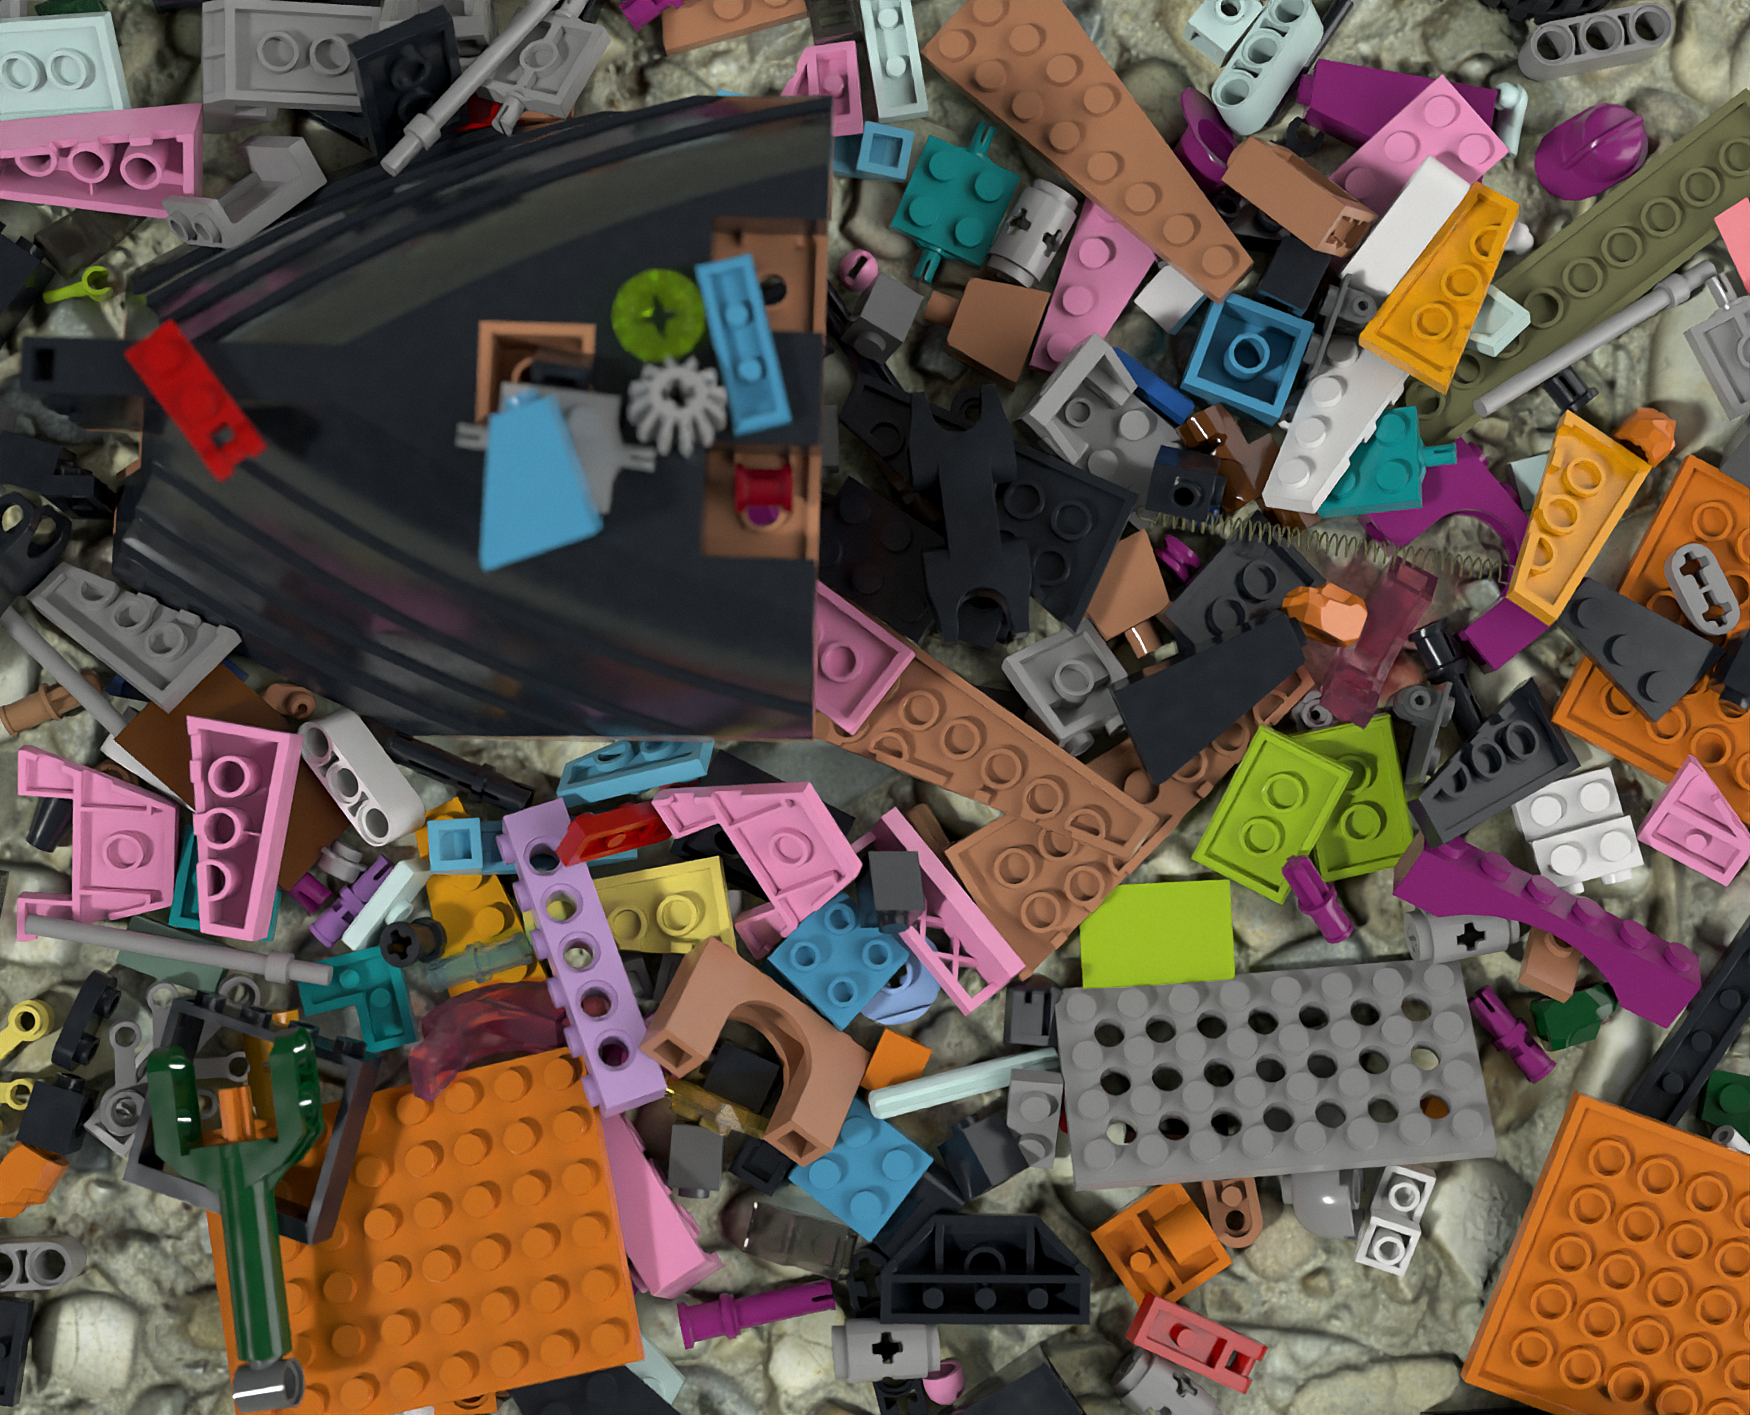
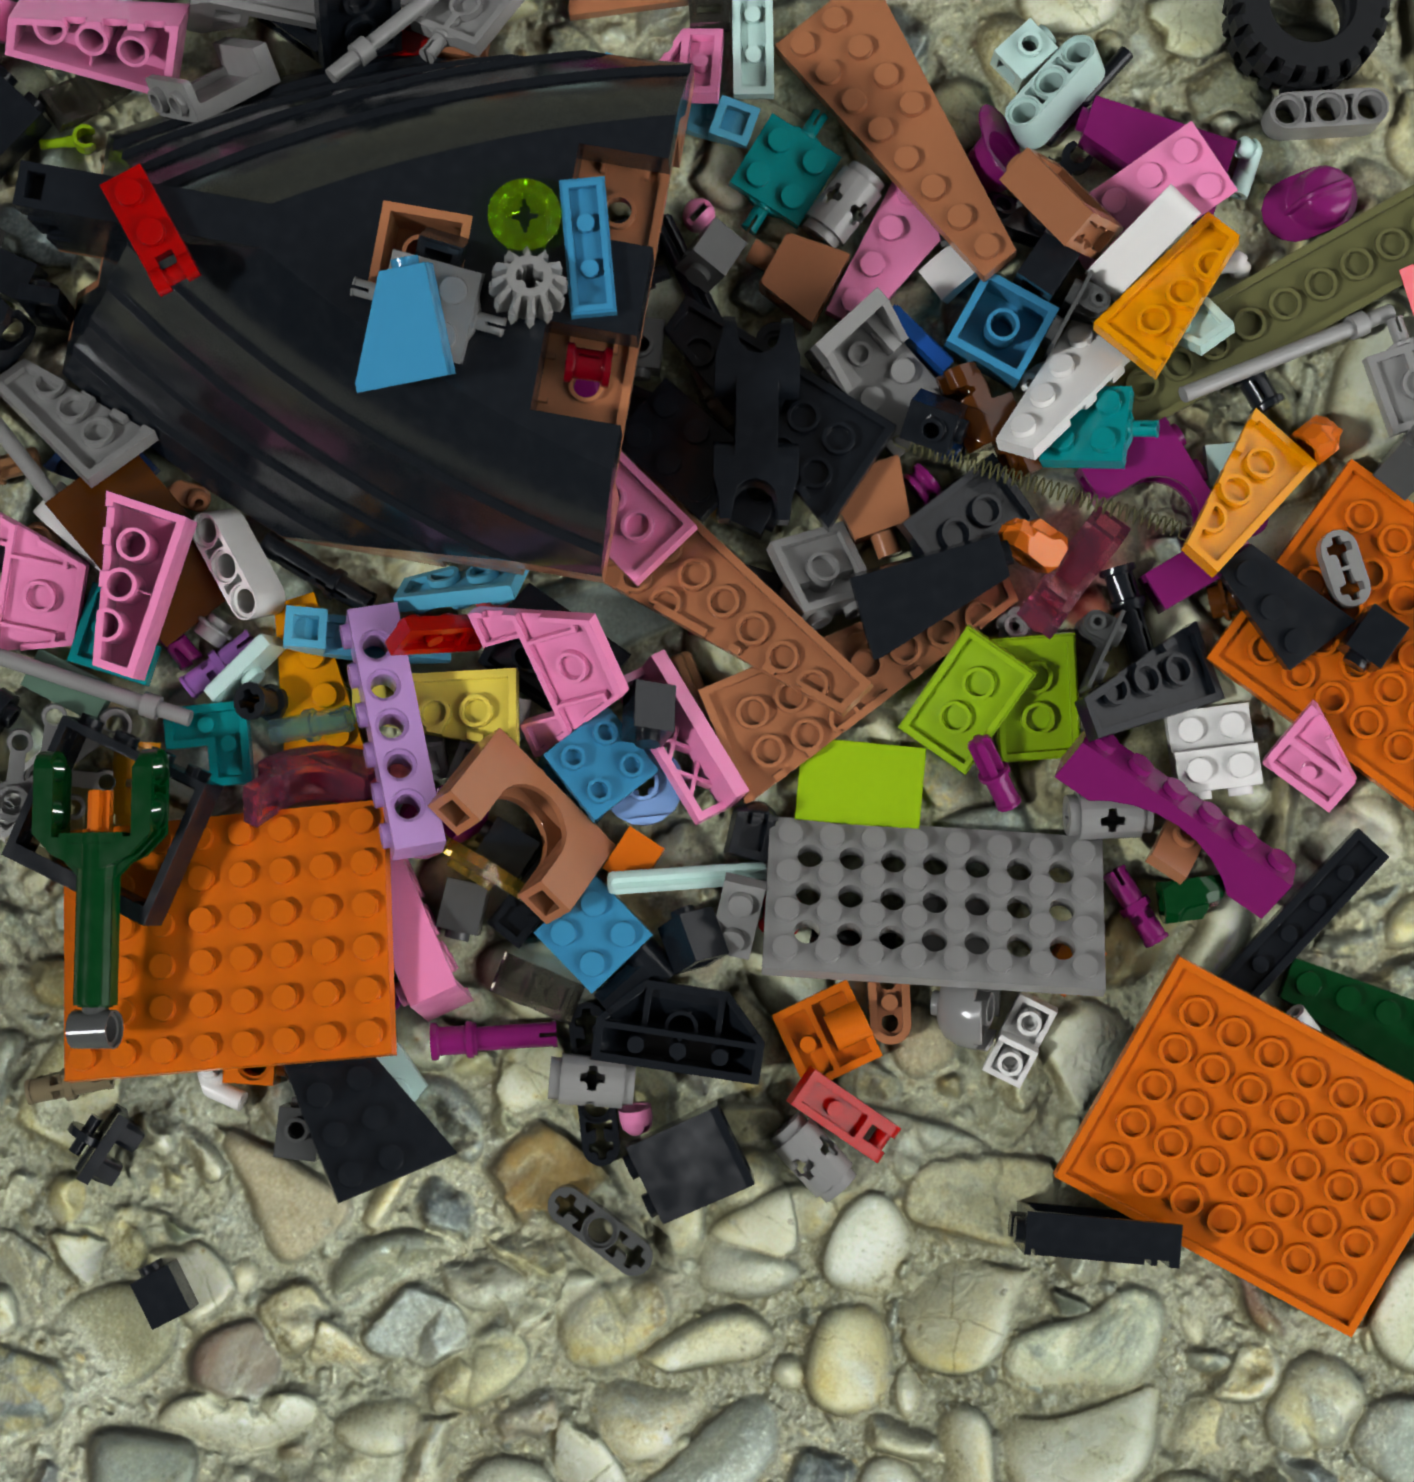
camera: 15 degrees right, 0 degrees up
(1559, 649) = (1221, 601): none -> reddish brown plate

